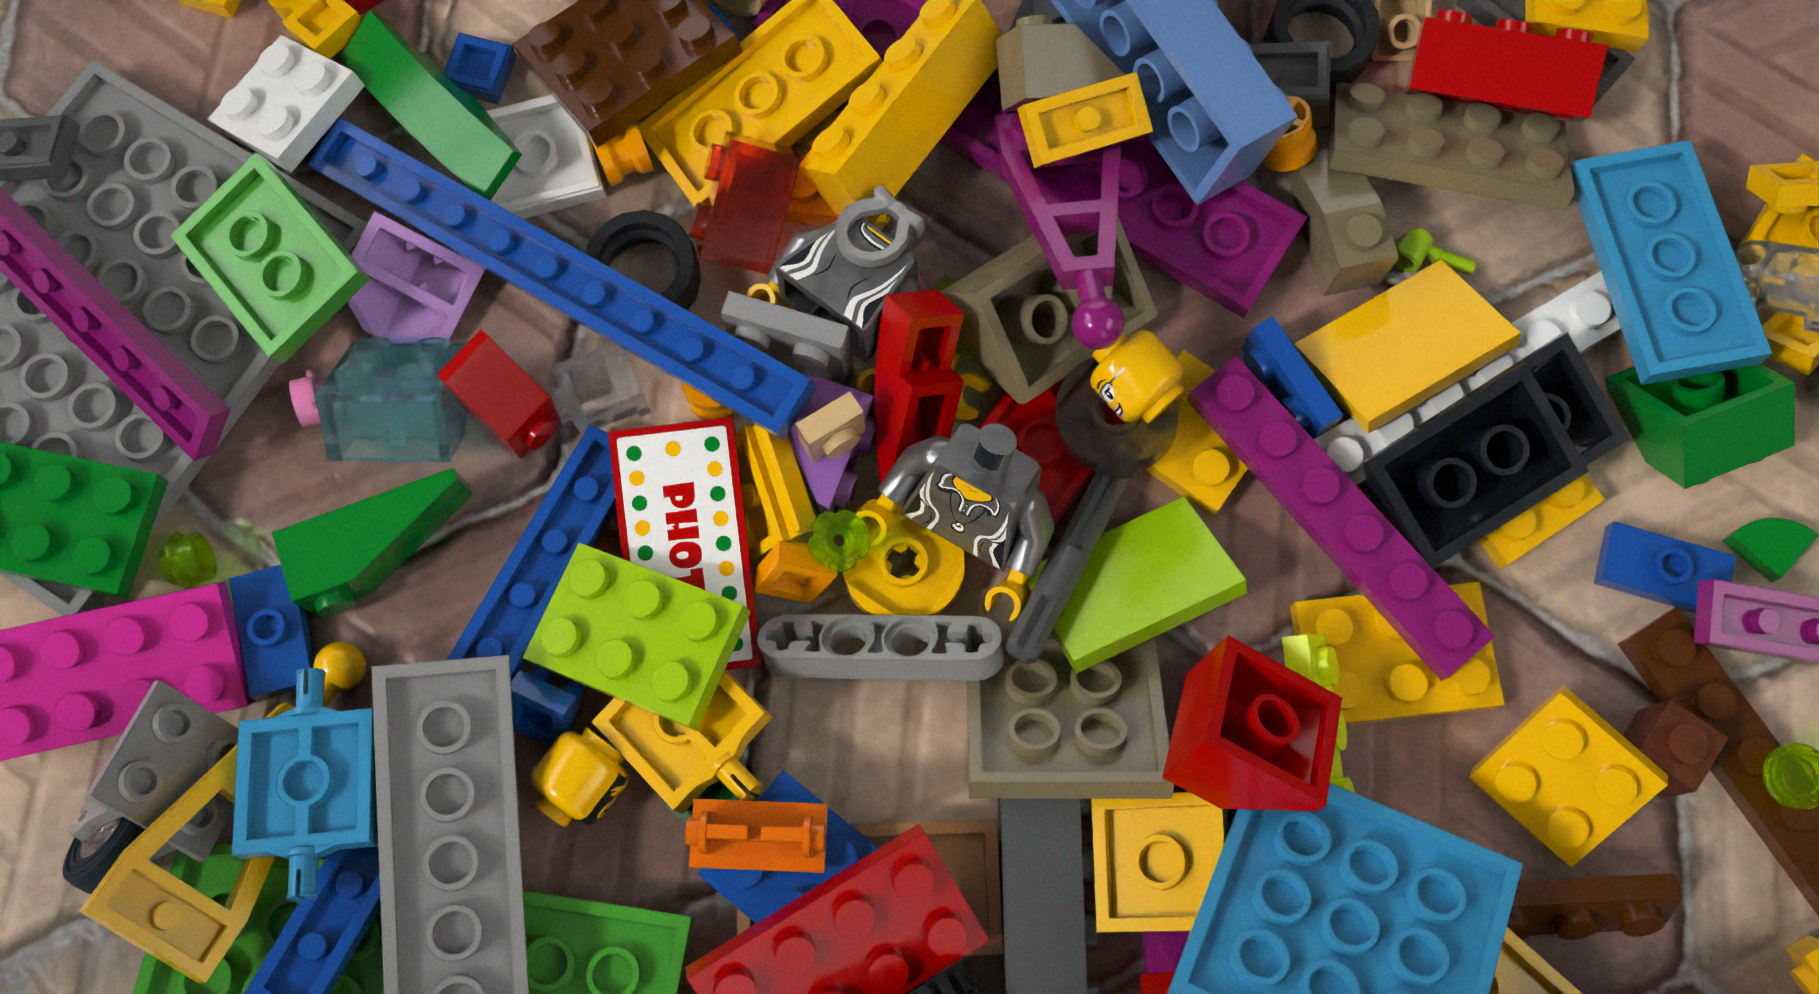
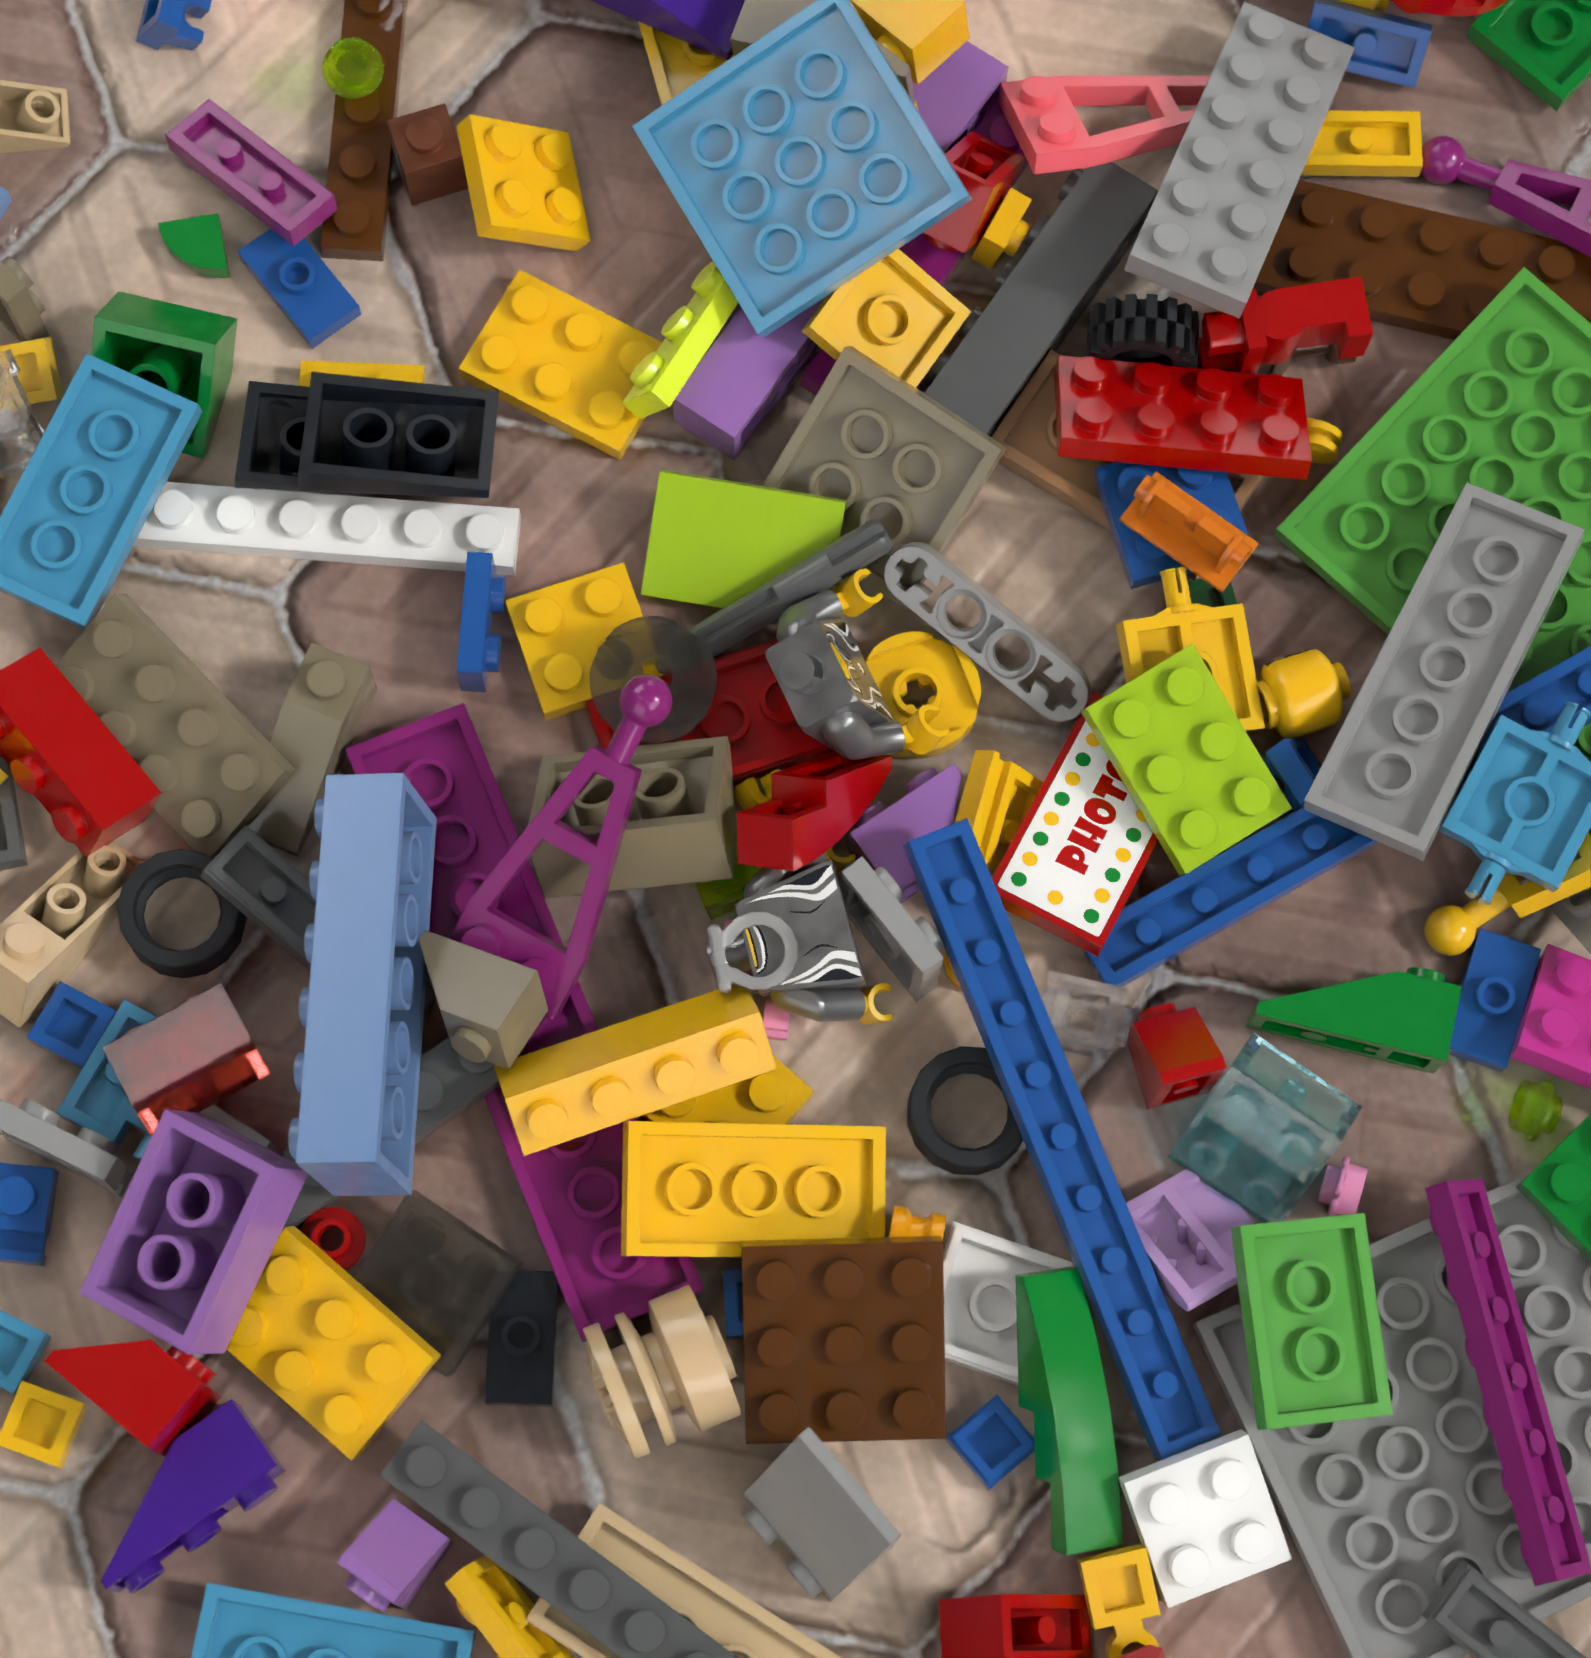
camera: 150 degrees left, 0 degrees up
(745, 202) = (839, 1083): clear red brick -> none
(792, 573) = (1015, 741): light orange plate -> none
(832, 428) = (911, 809): tan plate -> none
(850, 528) = (962, 708): clear neon green plate -> none
(1085, 119) = (497, 921): yellow plate -> none
(1137, 376) = (616, 659): yellow head -> none
(1253, 733) = (758, 339): red slope -> none
(1298, 142) = (303, 843): light orange wheel -> none
(1340, 518) = (536, 486): magenta plate -> none
(1406, 345) = (355, 585): yellow tile -> none
(1418, 245) = (272, 667): lime hand -> none
(1595, 904) = (594, 99): reddish brown plate -> none

